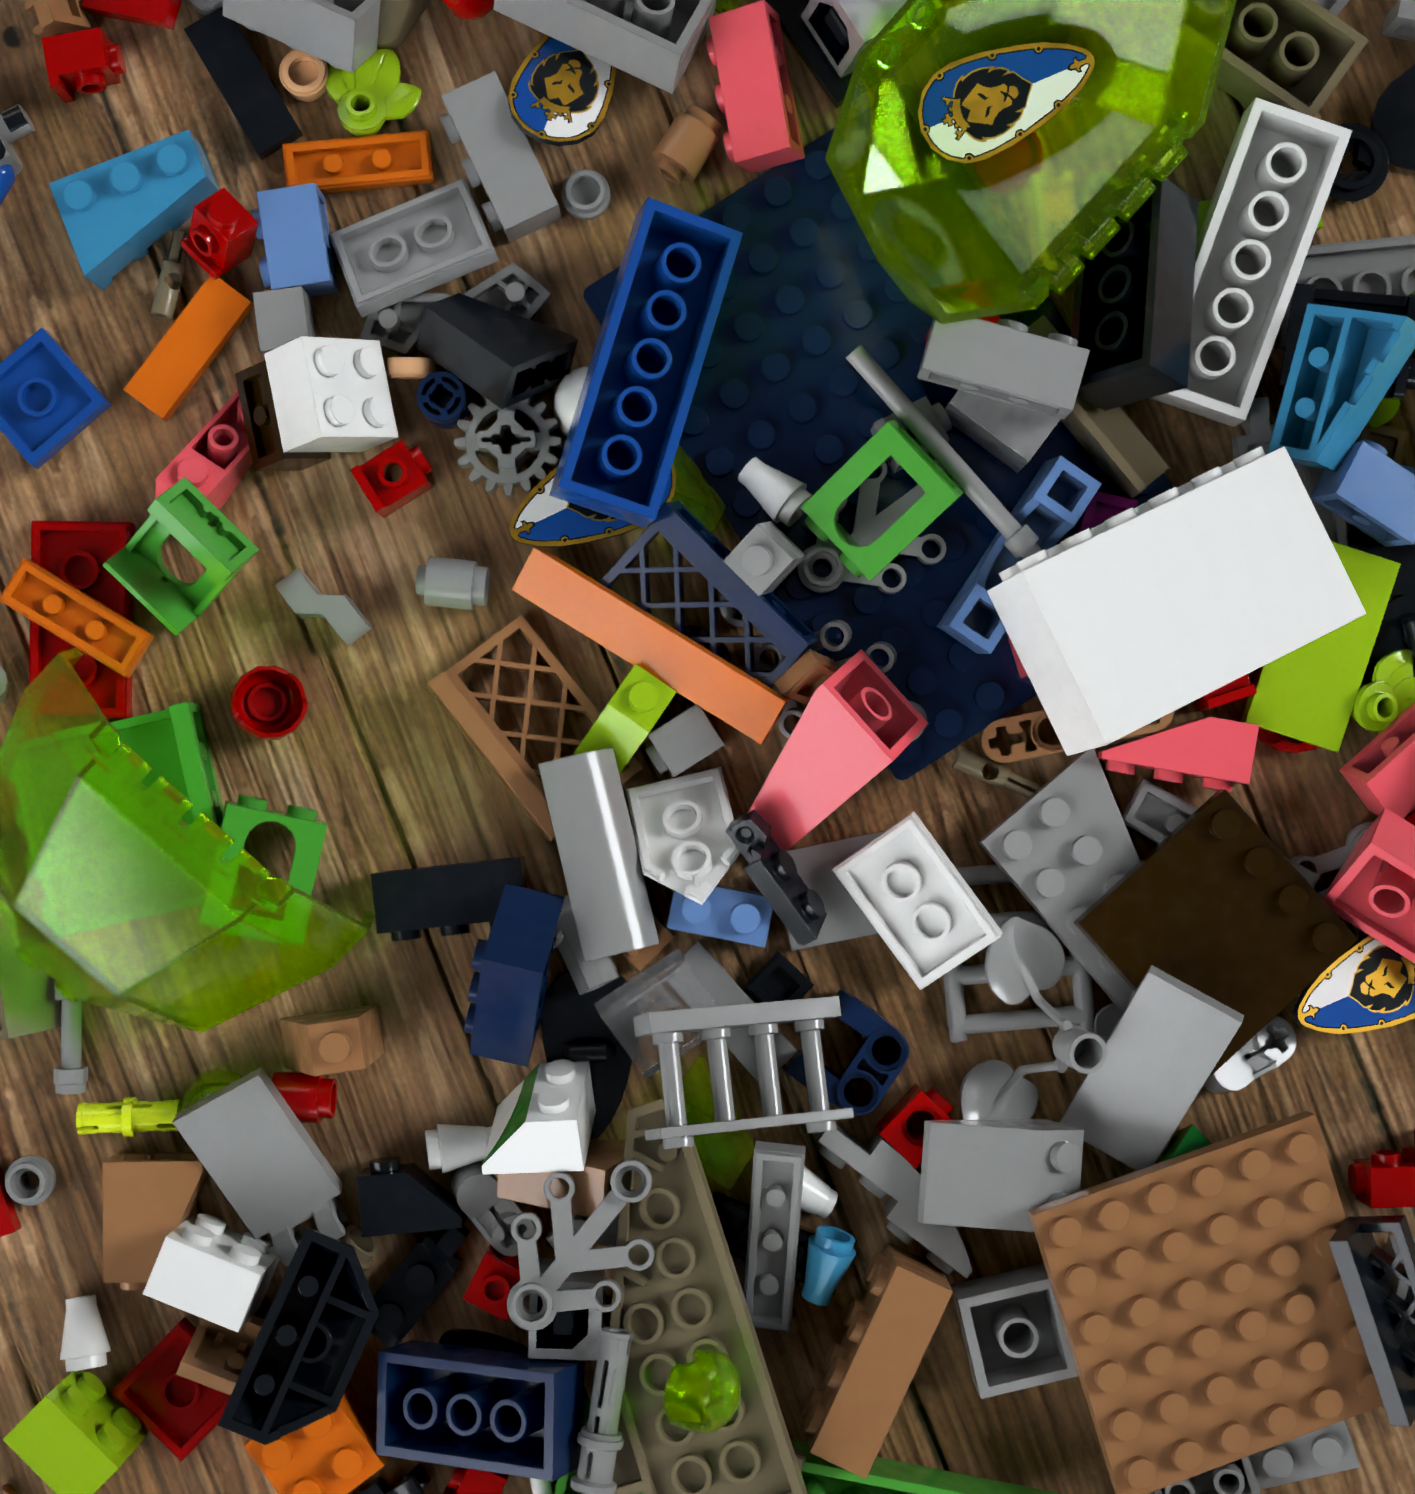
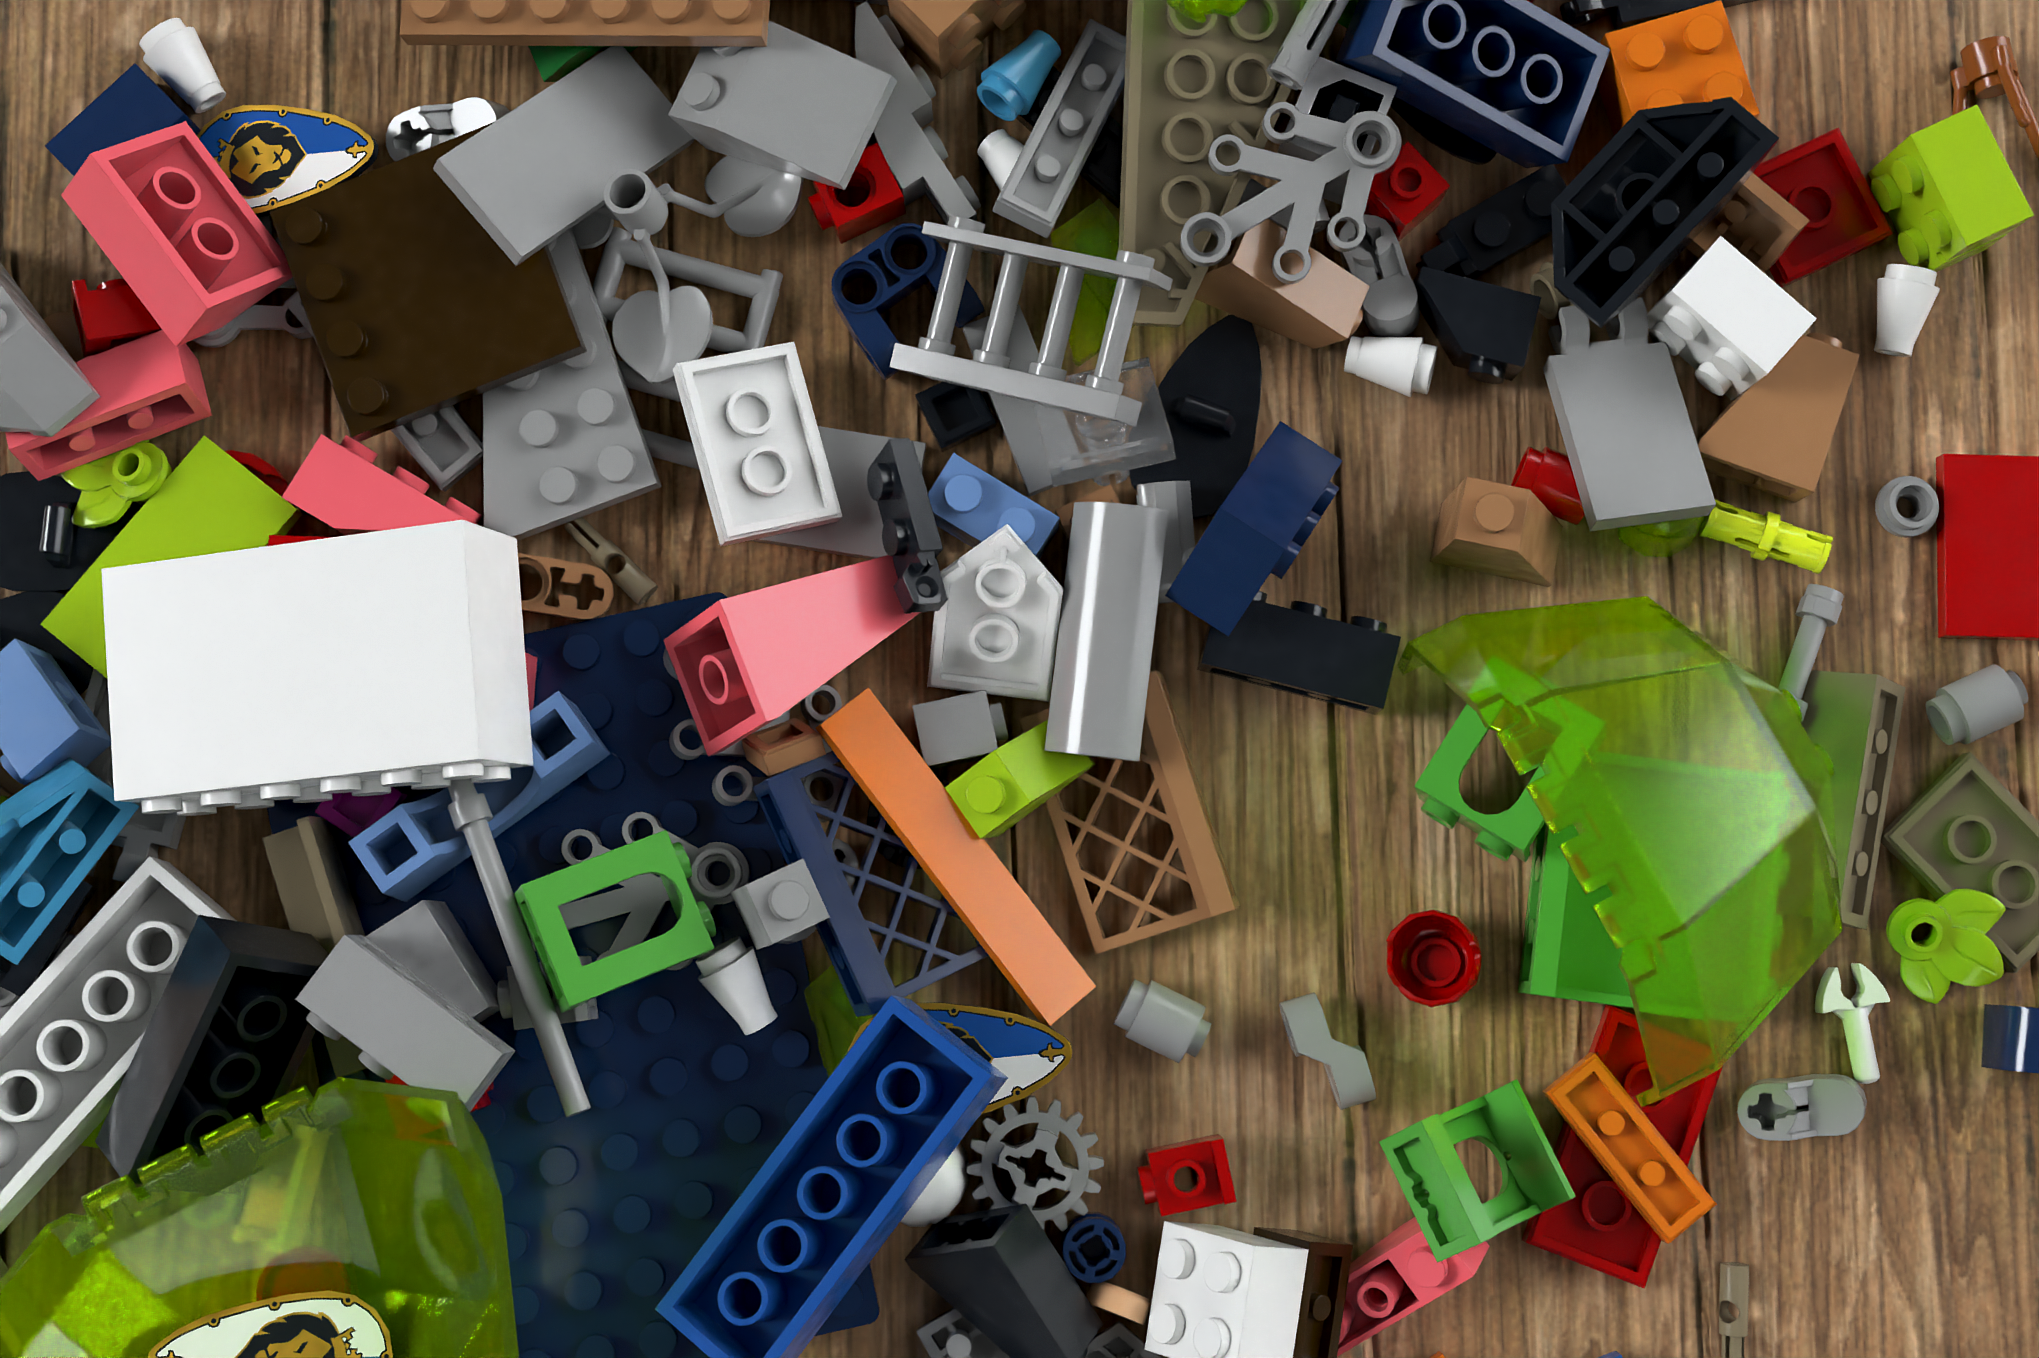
camera: 160 degrees left, 5 degrees down
(544, 1122) = (1285, 348): white slope -> none

